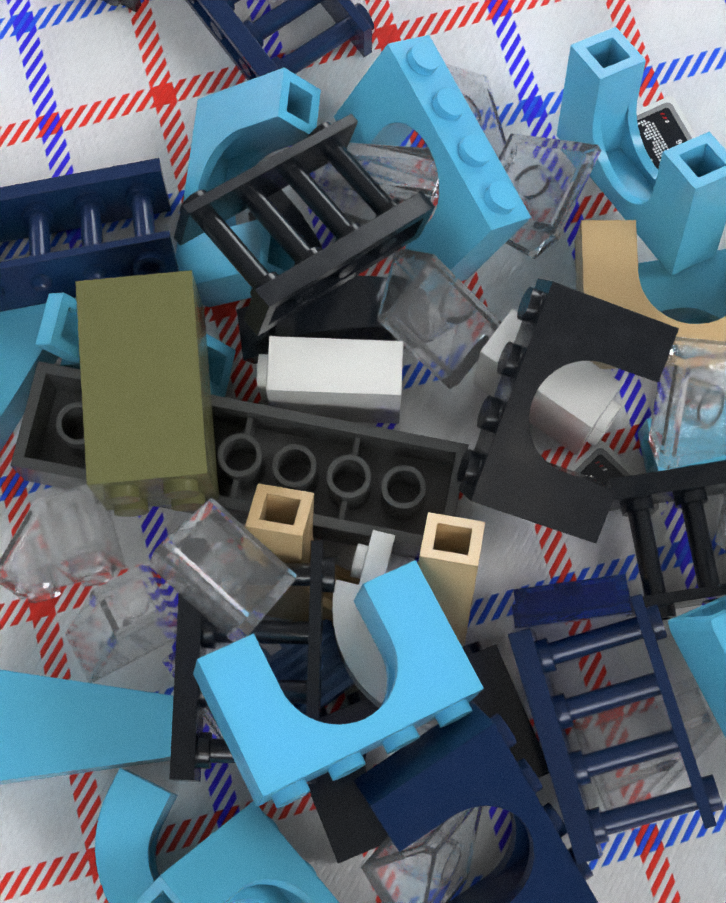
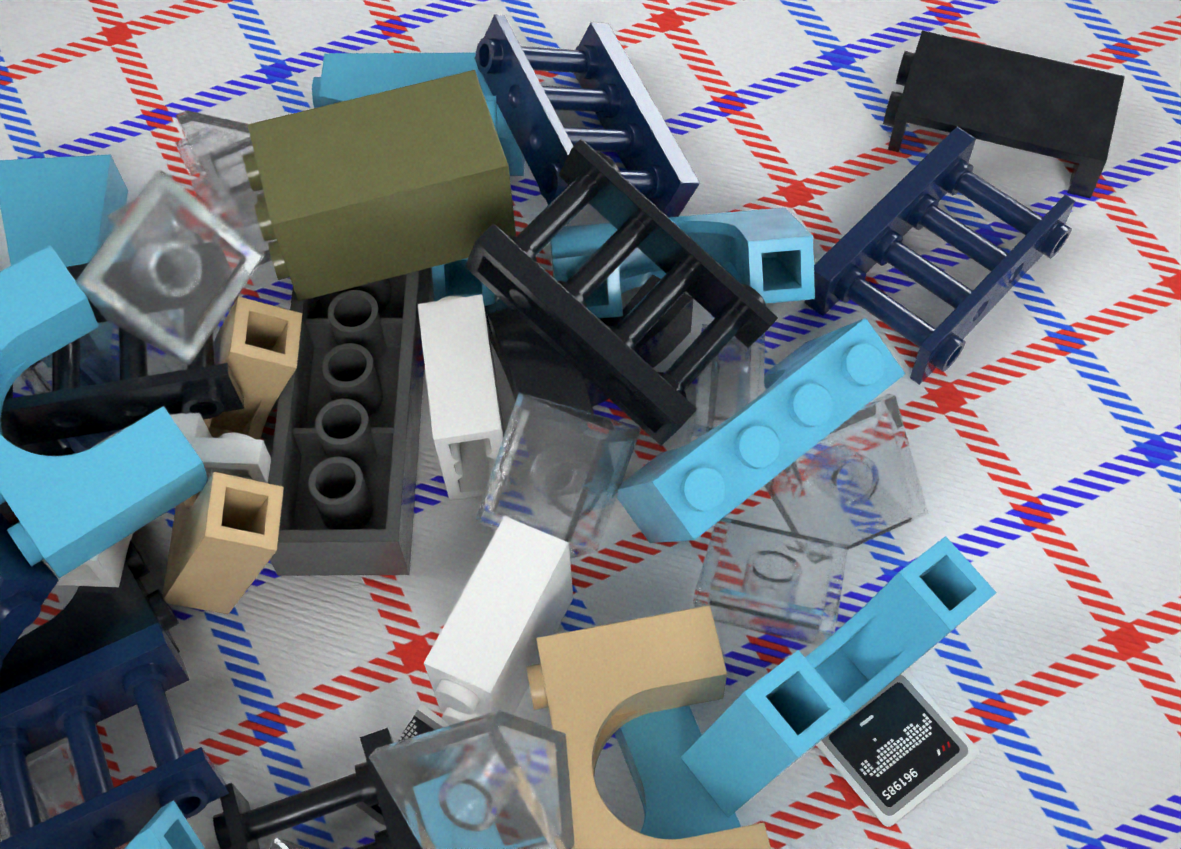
camera: 80 degrees right, 15 degrees down
(555, 330) = (530, 592): black arch -> none
(571, 601) = (211, 701): clear blue slope -> none

